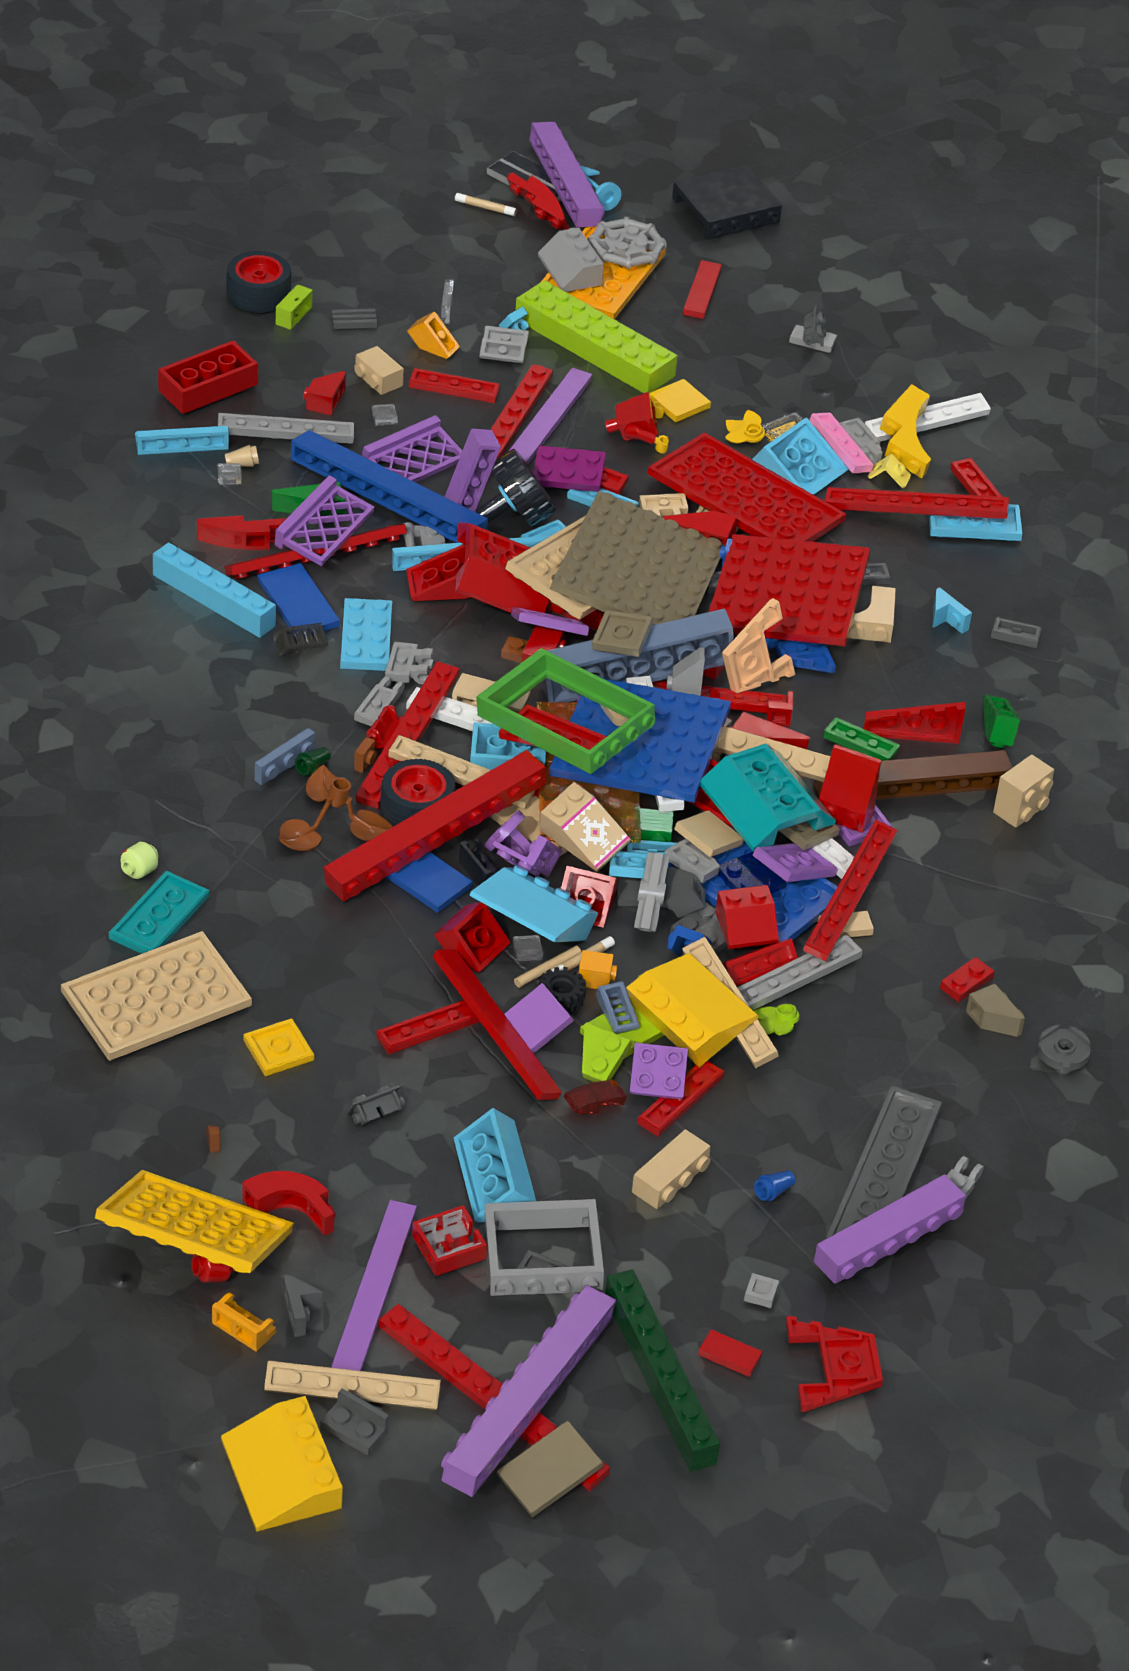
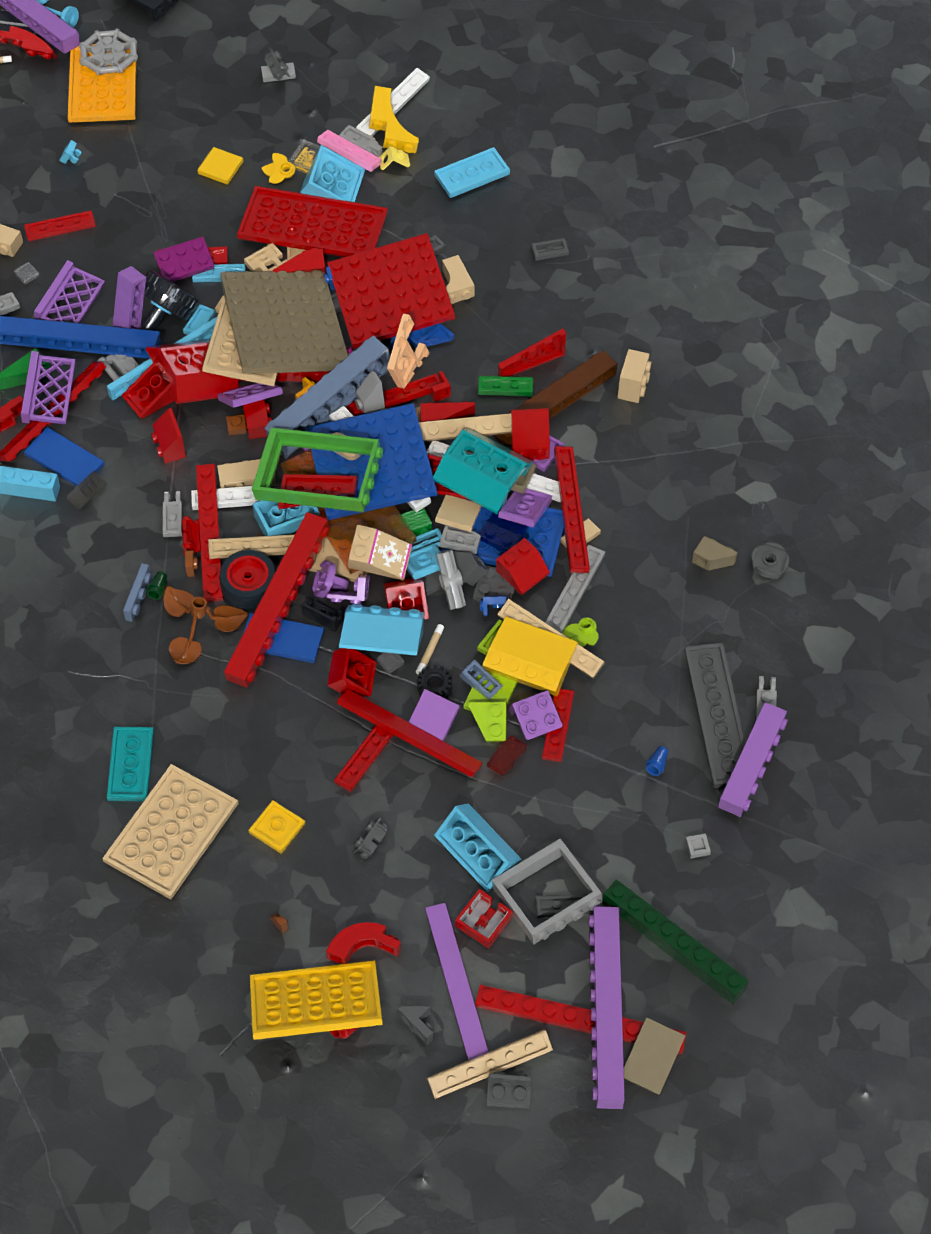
camera: 25 degrees left, 15 degrees up
(139, 860) = (91, 729): yellowish green head -> none
(241, 1323) = (389, 1056): light orange hinge -> none
(283, 1465) = (484, 1150): yellow slope -> none
(366, 634) = (128, 463): medium azure plate -> none
(402, 662) = (167, 473): light grey plate -> none
(428, 623) = (168, 438): none -> red slope
(433, 336) = (21, 192): light orange slope -> none
(447, 301) = (15, 163): clear tile -> none
(504, 344) = (73, 175): light grey slope -> none
(520, 405) = (115, 233): red plate -> none
(550, 964) = (412, 668): tan bar -> none
(552, 413) = (141, 222): medium lavender tile -> none
(572, 260) = (81, 85): light grey slope -> none
(597, 337) = (134, 140): lime brick -> none
(597, 969) = (447, 655): light orange brick -> none
(622, 633) = (316, 388): dark tan plate -> none
(638, 421) = (206, 198): red torso -> none
(671, 1169) = (589, 785): tan brick -> none
(702, 289) = (179, 65): red tile -> none
(730, 1353) = (706, 903): red tile -> none
(761, 961) = (547, 593): red plate -> none
(847, 1359) = (781, 870): red wing -> none
(918, 503) = (430, 178): red plate -> none
(951, 611) = (498, 253): medium azure slope -> none
(967, 979) = (679, 538): red plate -> none
(973, 478) = (455, 141): red plate -> none
(999, 721) = (584, 326): green slope -> none

